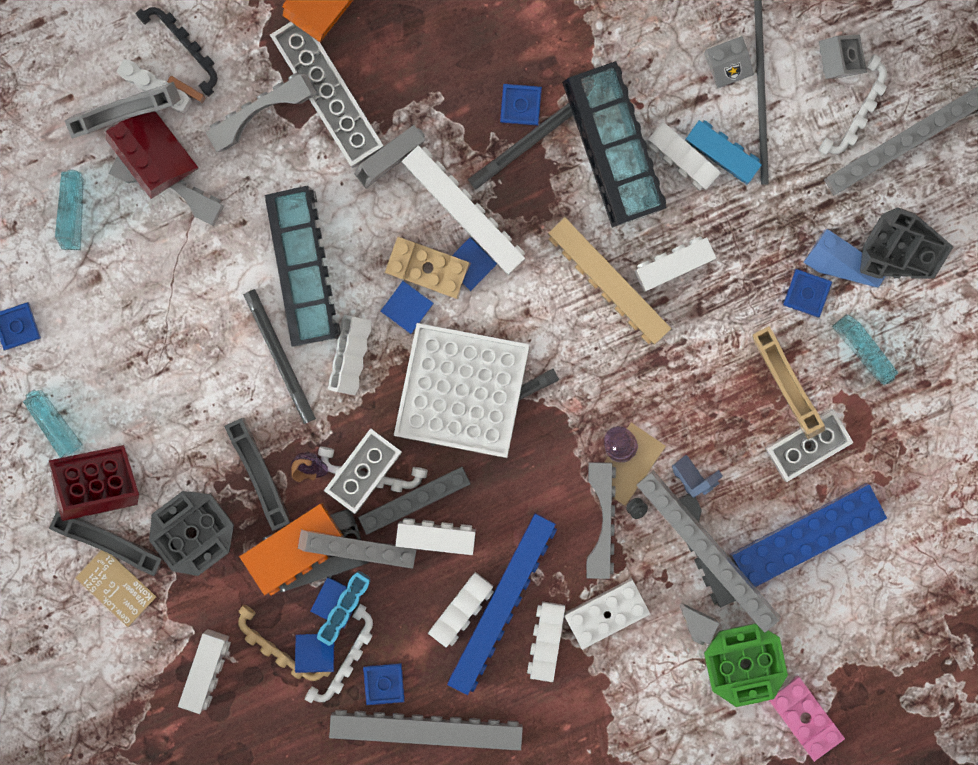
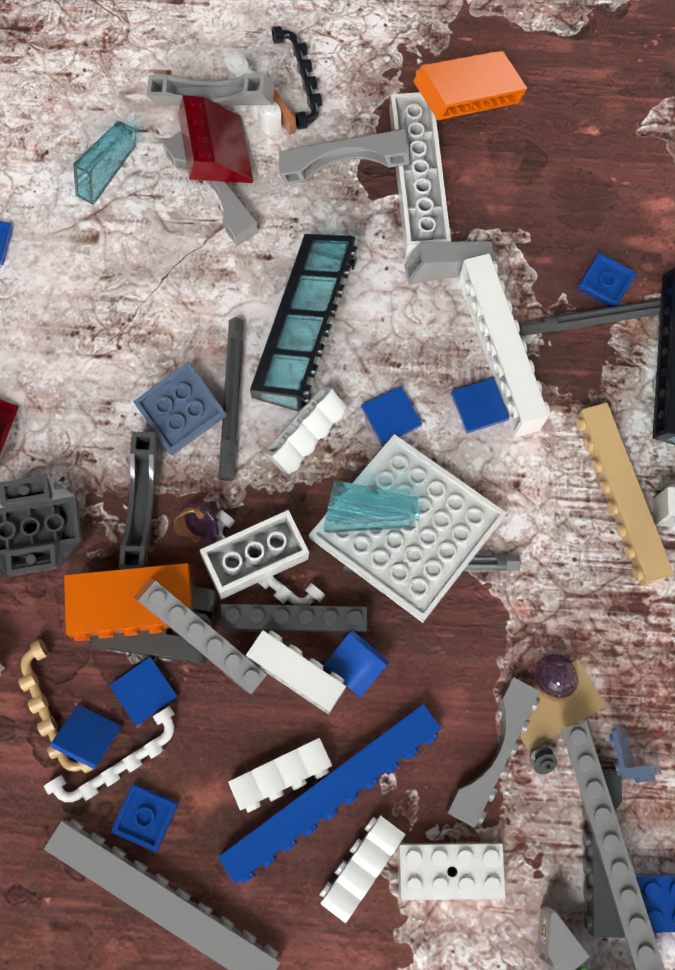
camera: 20 degrees right, 15 degrees down
(246, 386) = (180, 408): none -> sand blue plate
(341, 612) = (141, 703): medium azure brick -> none
(408, 263) = (418, 368): tan piece -> none
(426, 396) = (368, 508): none -> clear light blue slope
(474, 509) = (356, 663): none -> blue tile

